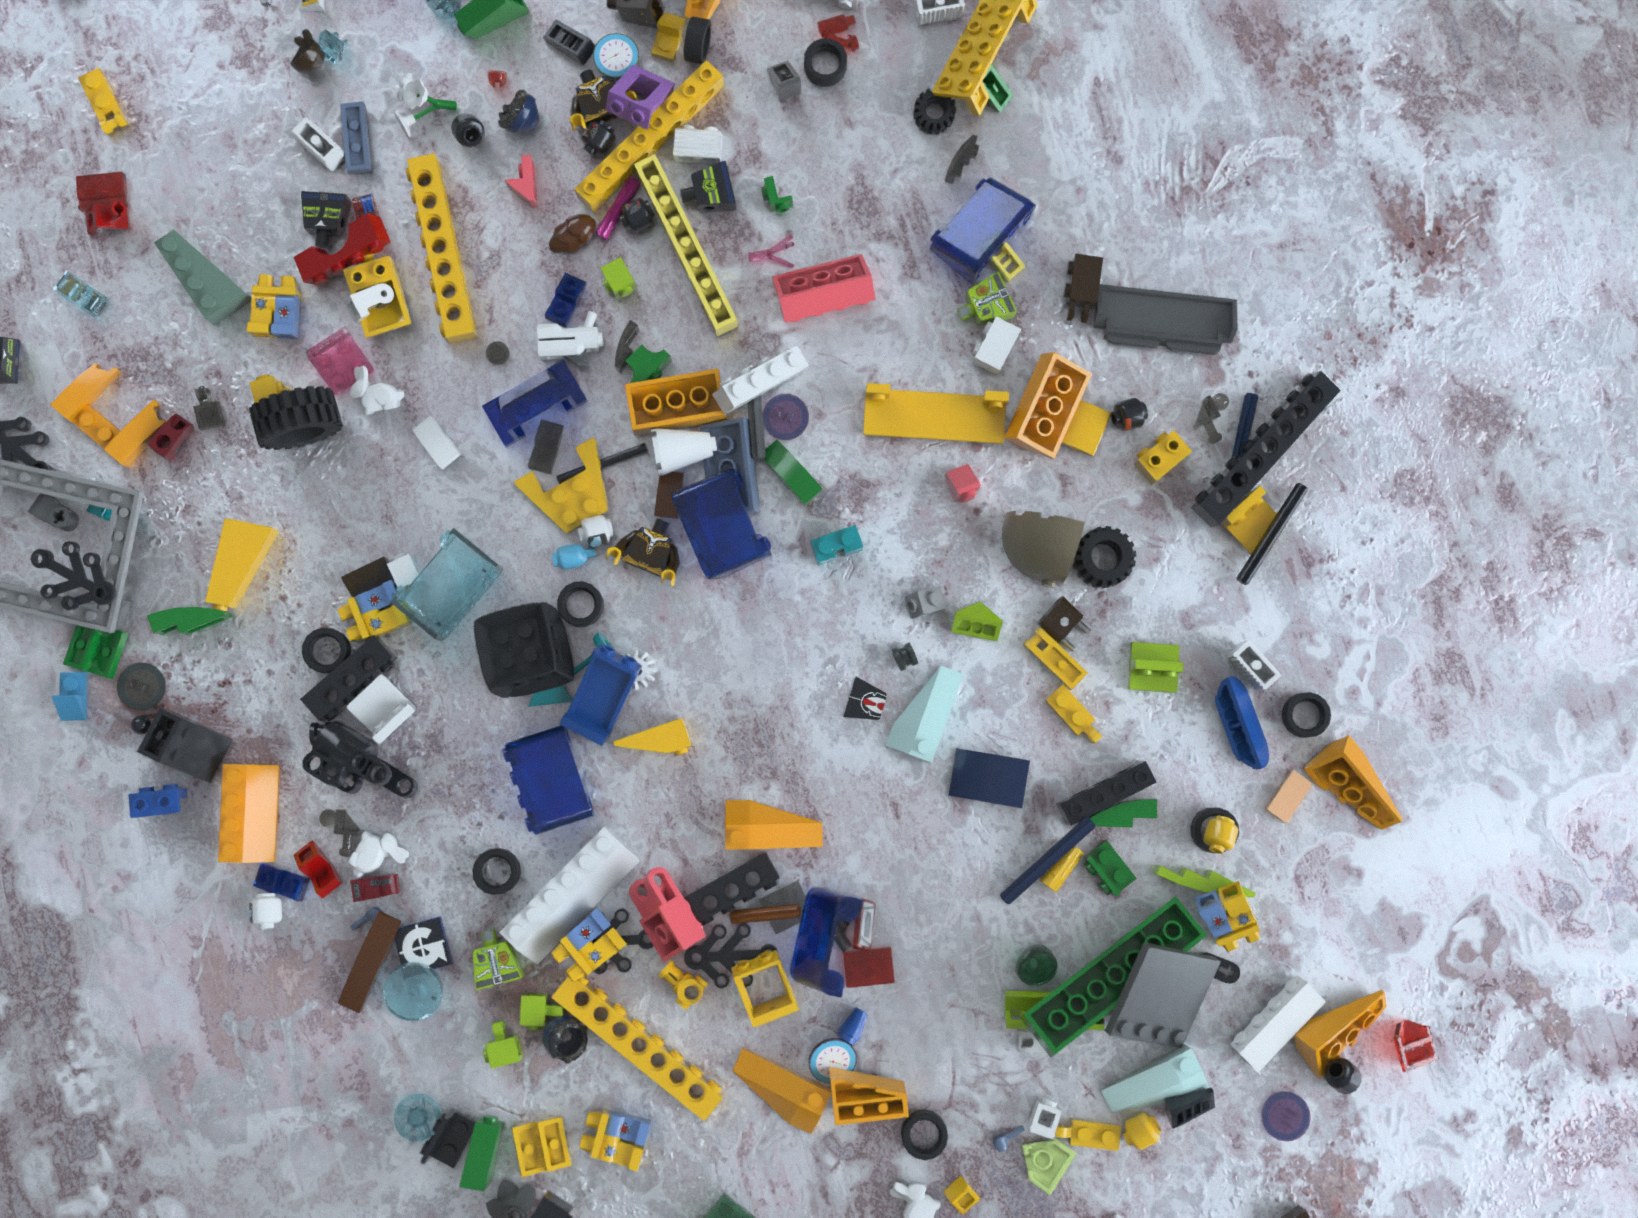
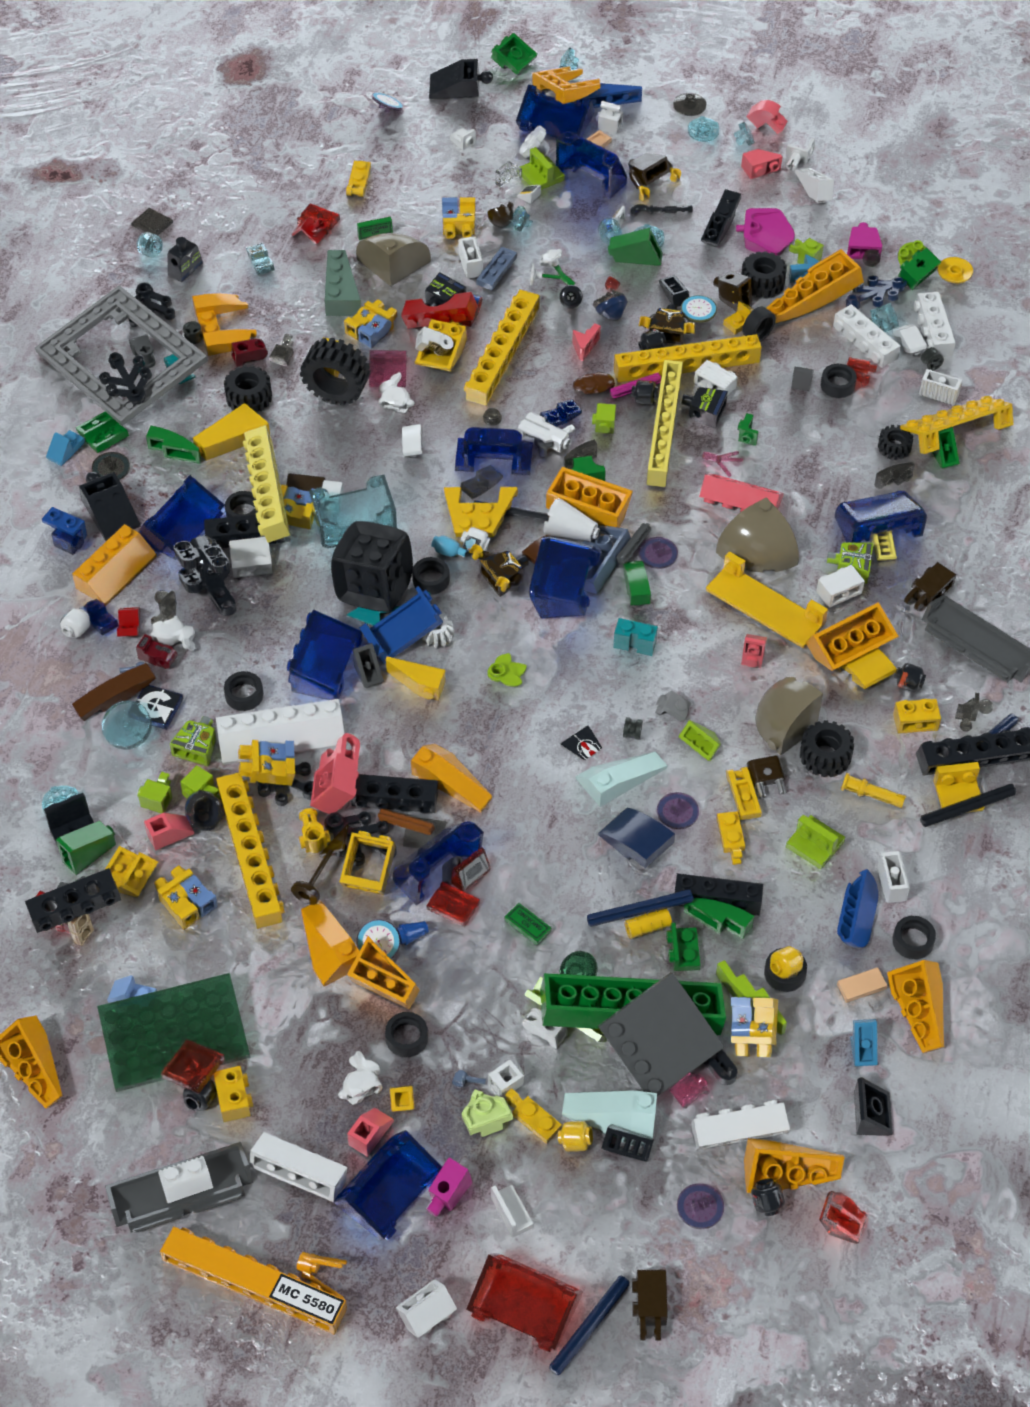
camera: 40 degrees right, 30 degrees down
(83, 448) = (192, 332): none -> pearl dark grey wheel
(178, 167) = (374, 227): none -> green tile
(184, 816) = (67, 542): none -> clear blue brick
(195, 485) = (248, 386): none -> black tyre
(230, 198) = (392, 255): none -> dark tan brick
(265, 98) = (458, 223): none -> yellow hips
(273, 713) = (181, 517): none -> clear blue windscreen
(391, 665) = (266, 484): none -> light yellow brick
(545, 1082) = (167, 829): none -> coral slope
(600, 761) = (367, 665): none -> dark grey slope
(644, 83) = (688, 332): medium lavender panel -> none
(720, 990) = (306, 891): none -> dark brown piece
(738, 665) = (508, 671): none -> lime plate
(760, 379) = (656, 511): white brick -> none
(885, 343) = (760, 538): none -> dark tan brick
(951, 940) = (527, 924): none -> green tile
(1004, 717) = (677, 810): none -> clear purple piece
(1163, 577) = (862, 788): none -> yellow pin
(1210, 1013) = (689, 1089): none -> clear pink bracket
(1330, 861) = (864, 1042): none -> dark azure slope
(1376, 923) = (872, 1109): none -> black slope

